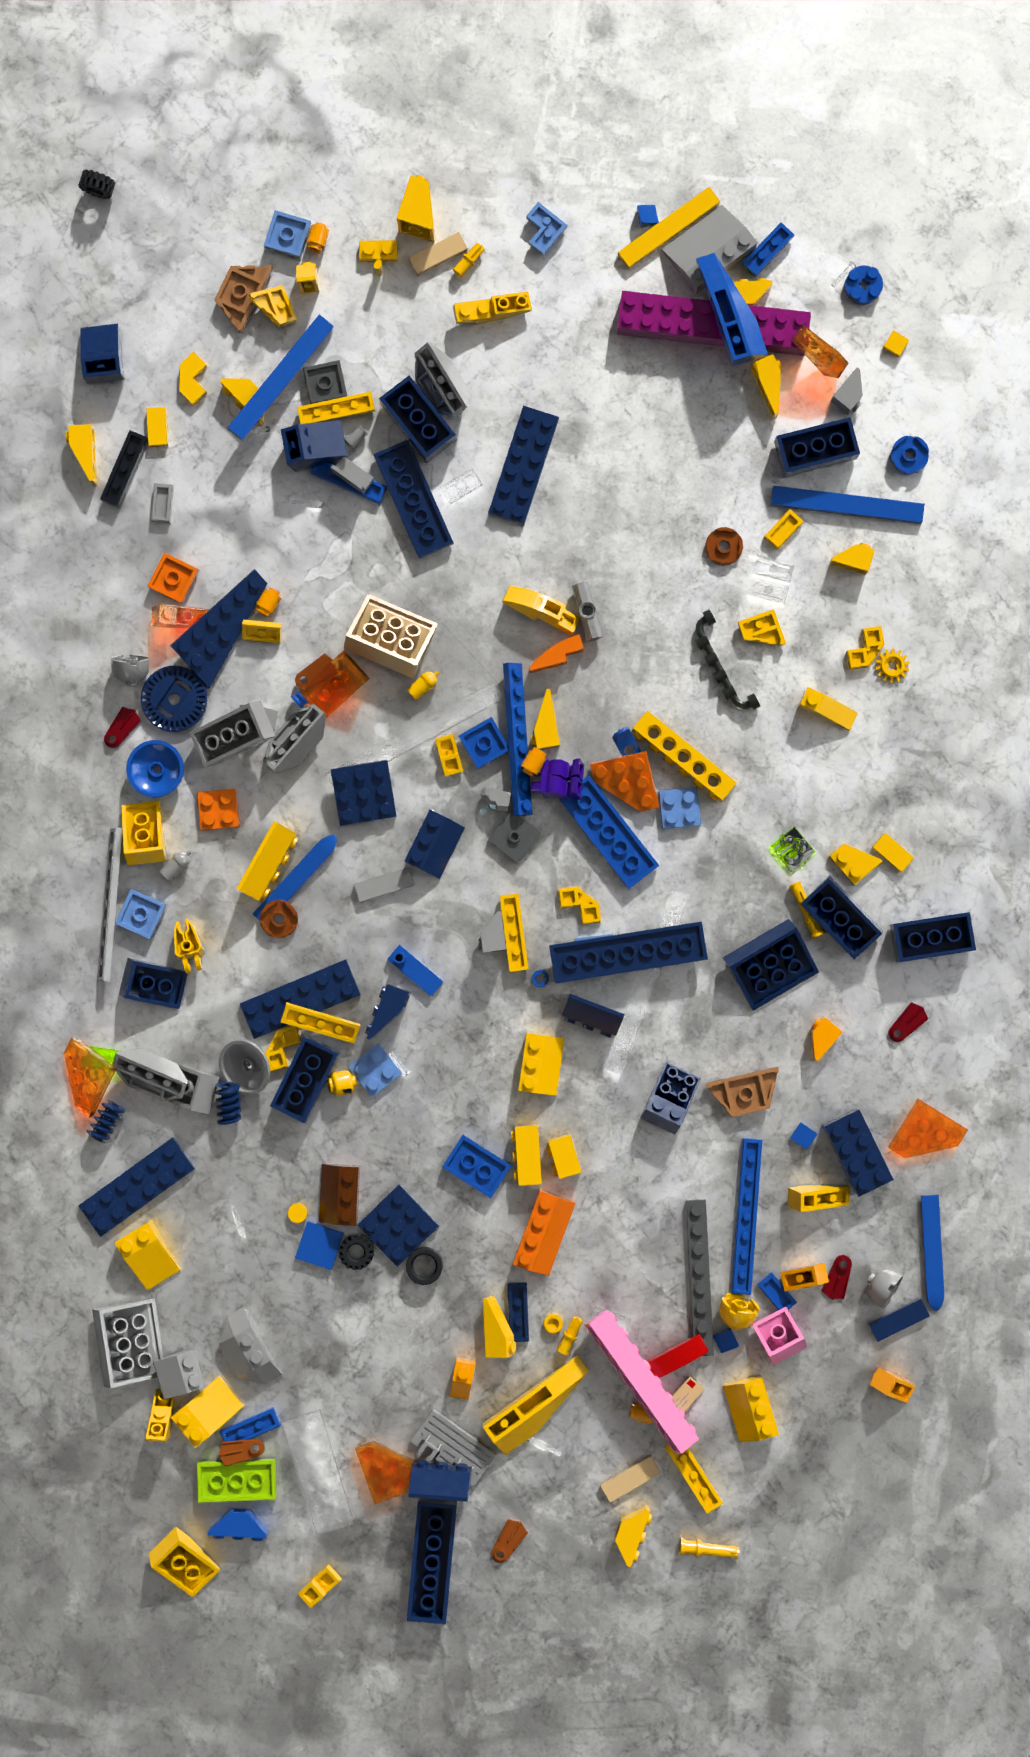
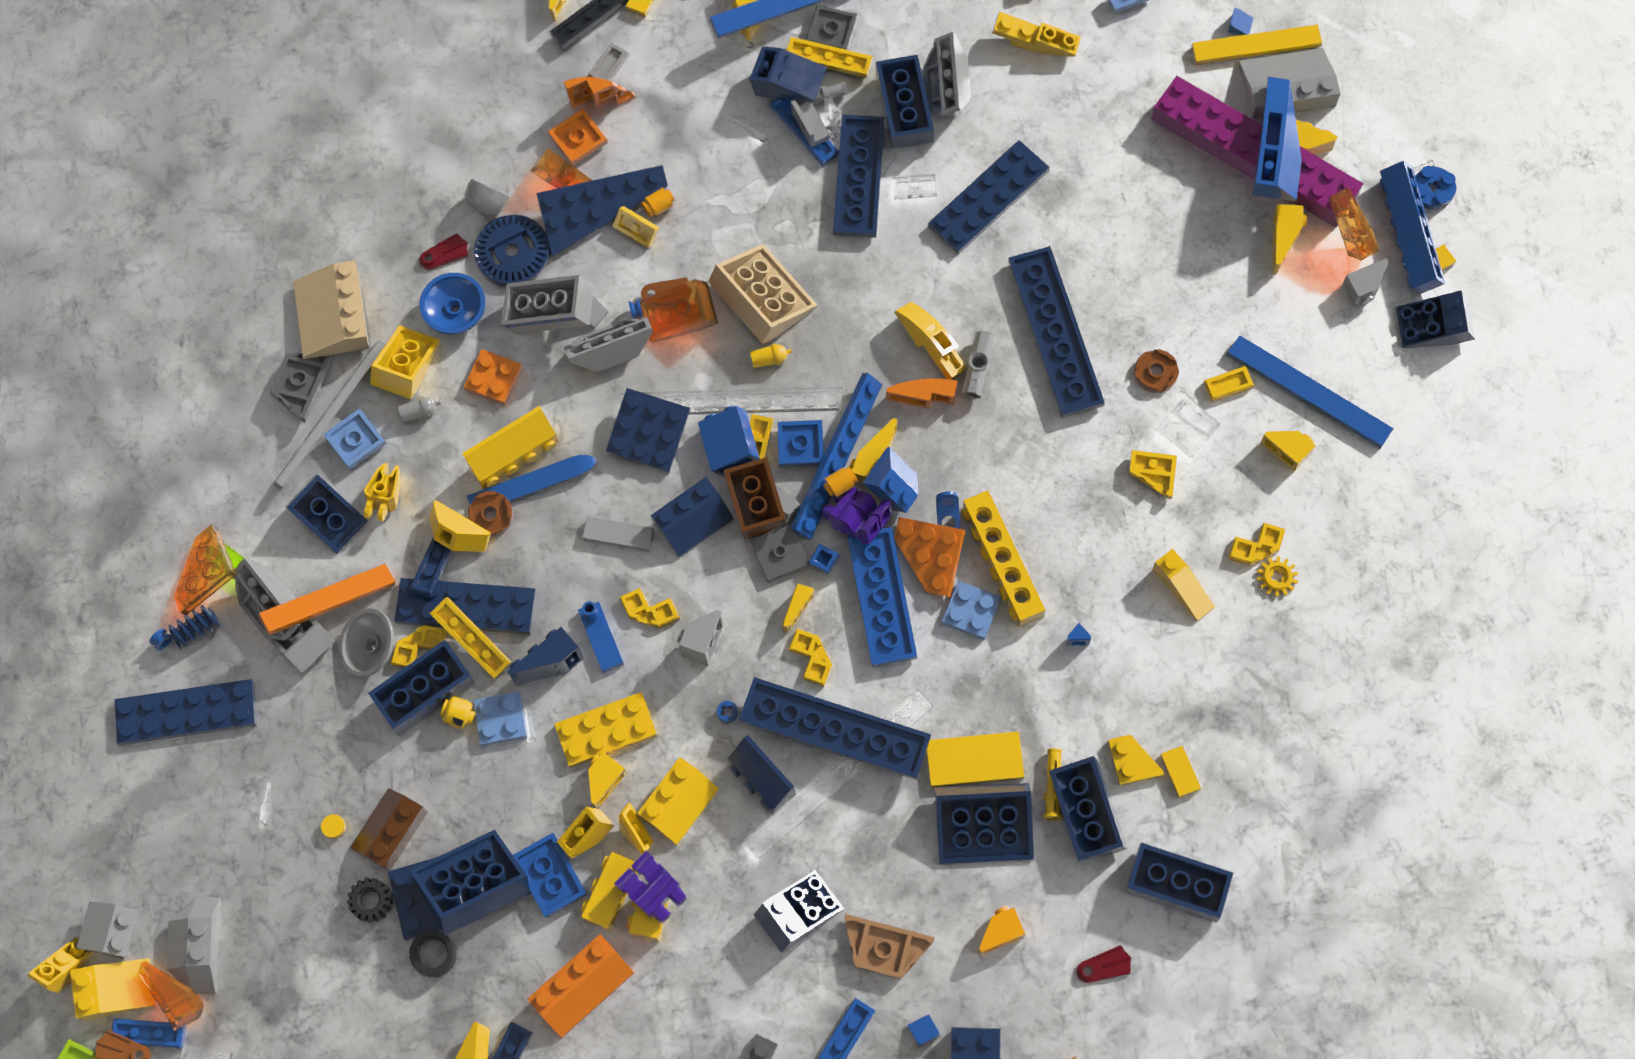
camera: 25 degrees right, 15 degrees down
(62, 822) = (331, 311): none -> tan slope
(71, 889) = (300, 382): none -> dark grey wing
(85, 1143) = (160, 639): none -> blue bush
(128, 1341) = (78, 867): light grey slope -> none
(147, 1255) = (153, 787): yellow slope -> none
(170, 533) = (594, 89): none -> orange slope
(196, 1051) = (326, 599): none -> orange tile
(229, 1102) = (329, 671): dark blue piece -> none
(255, 1395) = (173, 997): none -> clear orange slope
(259, 982) = (430, 569): none -> dark blue tile
(261, 947) = (457, 531): none -> yellow slope
(319, 1245) = (335, 873): blue tile -> none
(368, 462) = (832, 119): none -> clear plate
(423, 1202) = (470, 882): none -> dark blue slope
(429, 769) = (728, 439): none -> blue brick
(447, 933) = (655, 616): none -> yellow tile
(457, 1037) = (605, 729): none -> yellow plate
(475, 805) = (755, 497): none -> reddish brown slope
(476, 1074) = (604, 778): none -> yellow slope
(486, 1122) = (585, 832): none -> yellow slope
(514, 932) = (725, 649): yellow plate -> none
(521, 1101) = (634, 829): none -> yellow slope
(549, 866) = (800, 599): none -> yellow slope
(550, 825) = (824, 558): none -> blue slope
(564, 1145) = (656, 893): none -> dark purple hips
(573, 739) = (893, 481): none -> blue slope
(632, 553) = (1056, 332): none -> dark blue plate
(712, 659) = (1085, 495): pearl dark grey bar -> none
(740, 920) = (975, 759): none -> yellow tile
(768, 249) = (1349, 109): blue plate -> none
(769, 788) = (1078, 637): none -> blue slope
(792, 849) = (1071, 714): piece -> none
(816, 447) = (1304, 317): dark blue brick -> none
(863, 329) = (1411, 227): none -> blue brick
(909, 444) = (1401, 385): blue plate -> none
(916, 399) = (1436, 321): none -> dark blue slope

